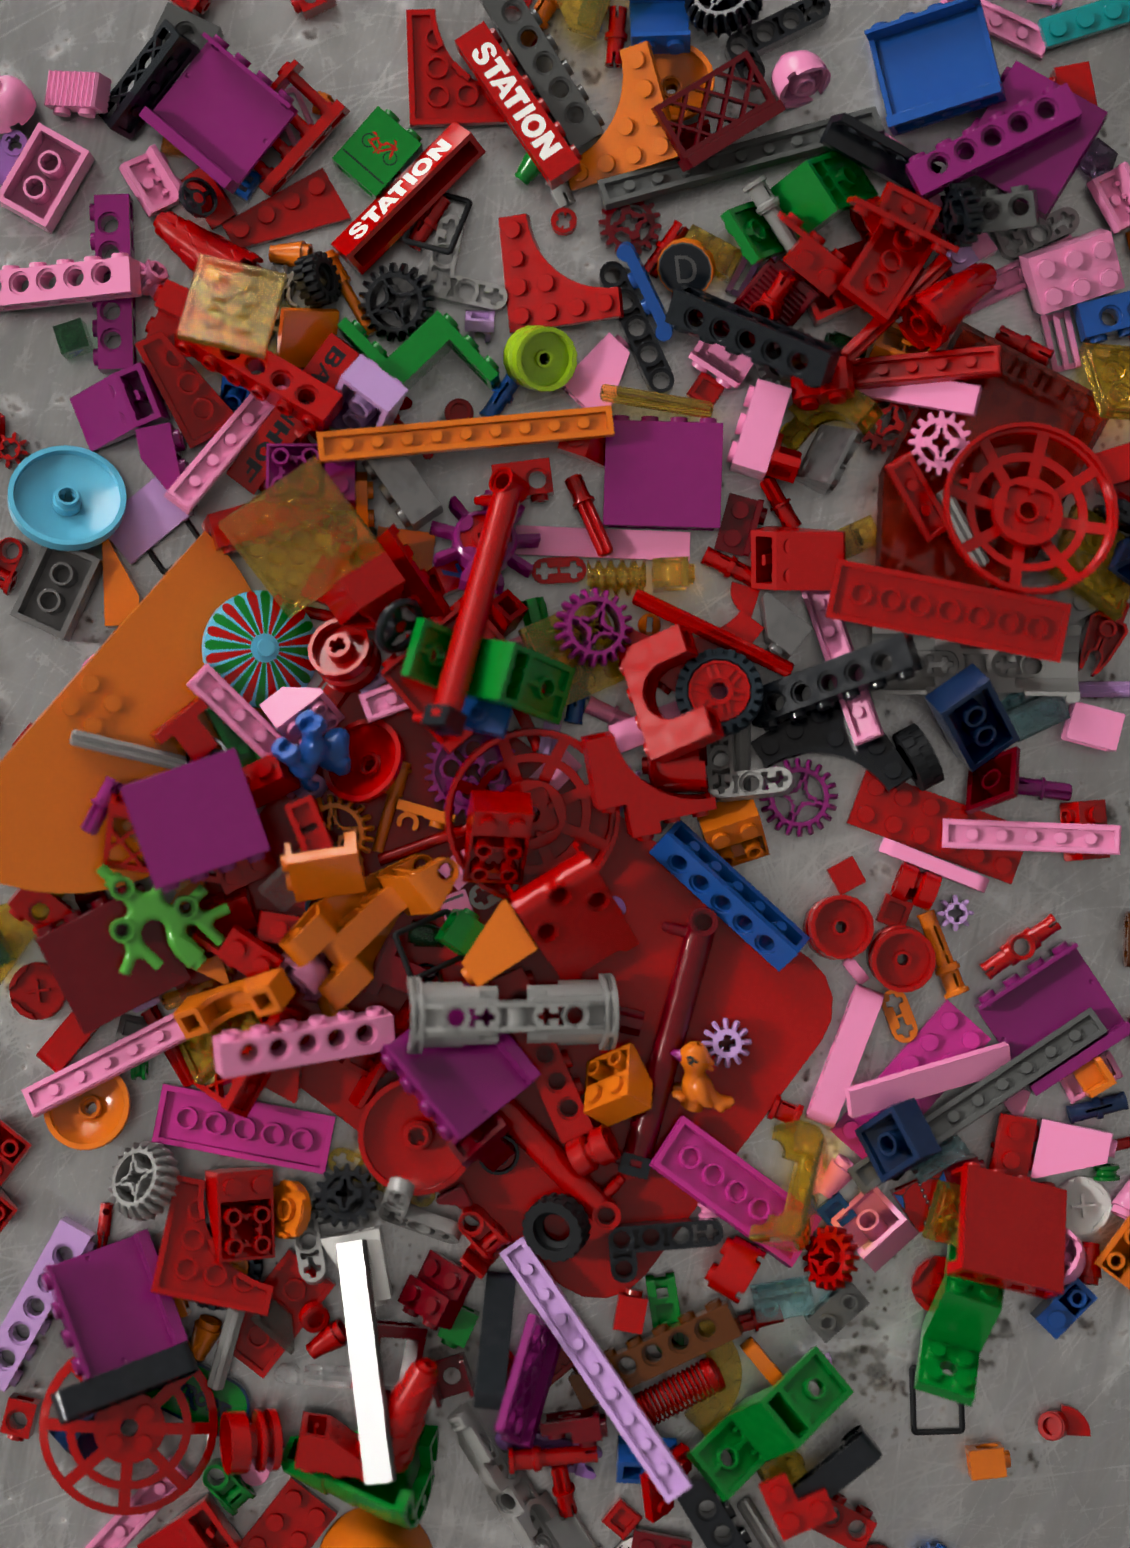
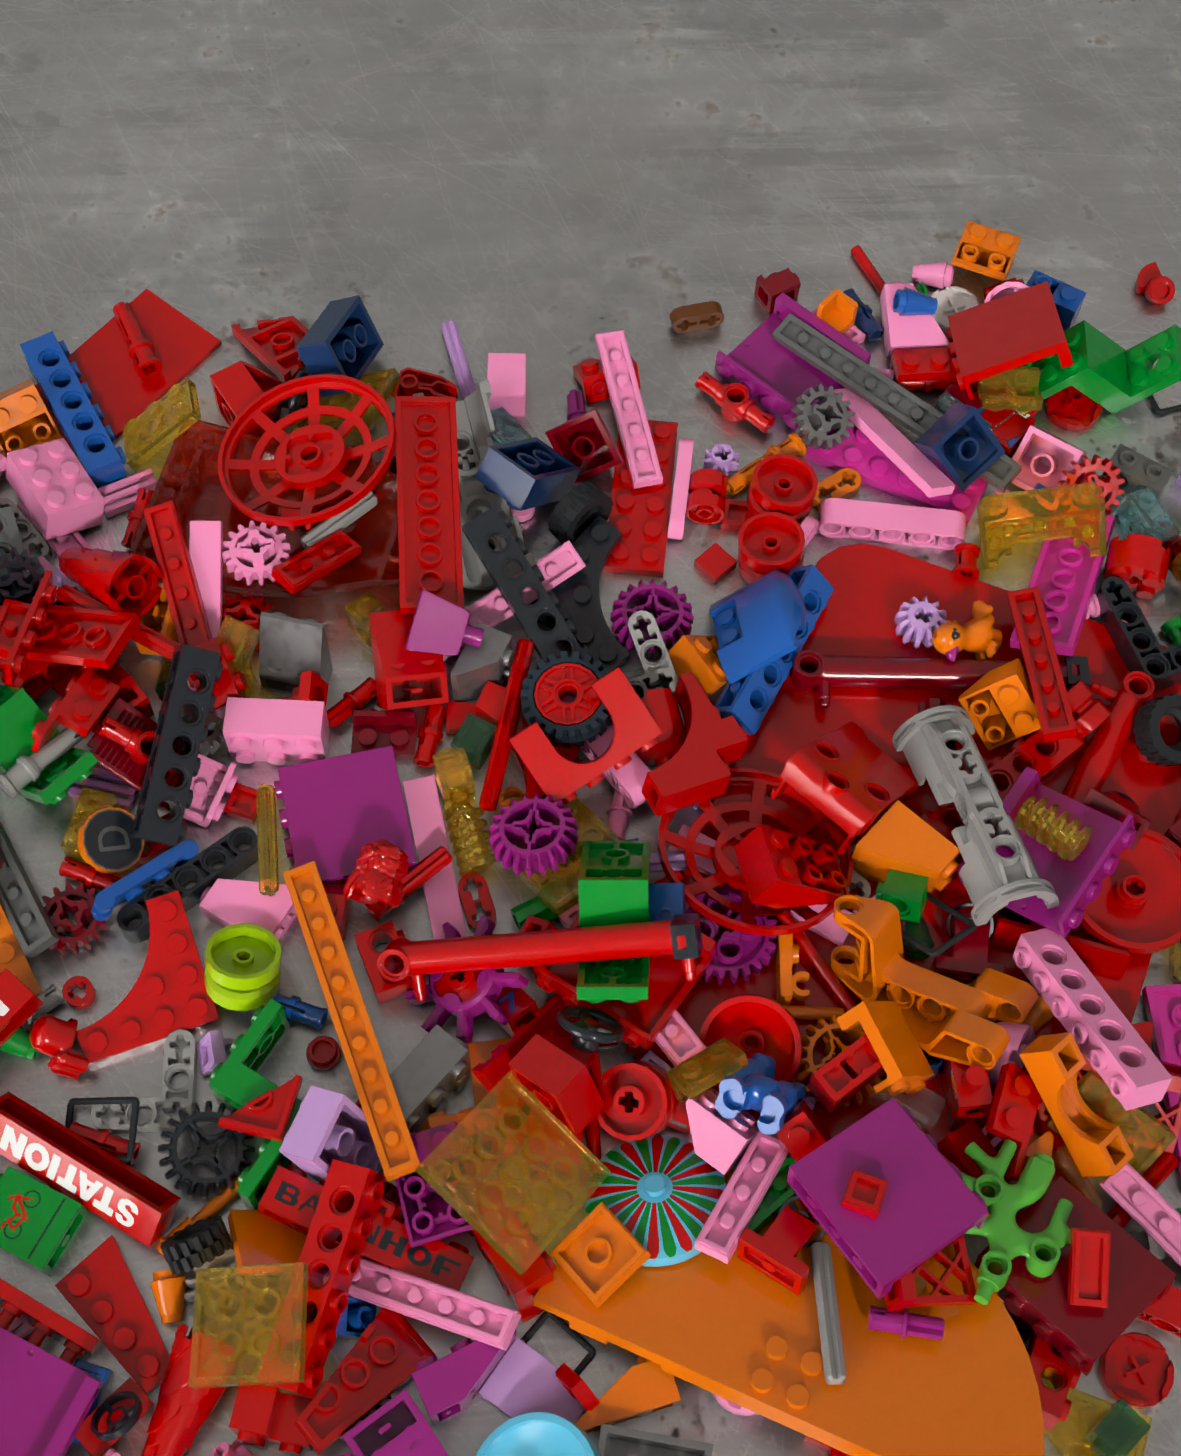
camera: 110 degrees left, 25 degrees down
(103, 962) = (1089, 1267): none -> red tile
(133, 548) = (576, 1387): none -> red tile
(194, 797) = (864, 1193): none -> red tile
(222, 589) = (599, 1254): none -> orange tile
(345, 715) = (706, 1069): none -> clear yellow bracket
(398, 351) = (267, 1114): none -> red tile
(474, 1073) = (1053, 830): none -> clear yellow piece
(522, 197) = (56, 1038): none -> red piece
(589, 486) = (378, 876): none -> red hair
(641, 1127) = (1041, 665): none -> red plate
(710, 602) = (476, 738): none -> clear green brick
(754, 885) = (758, 624): none -> blue slope
(808, 590) = (441, 627): none -> magenta torso
(956, 1020) = (822, 417): none -> flat silver gear
(1078, 1153) = (913, 303): none -> blue cone

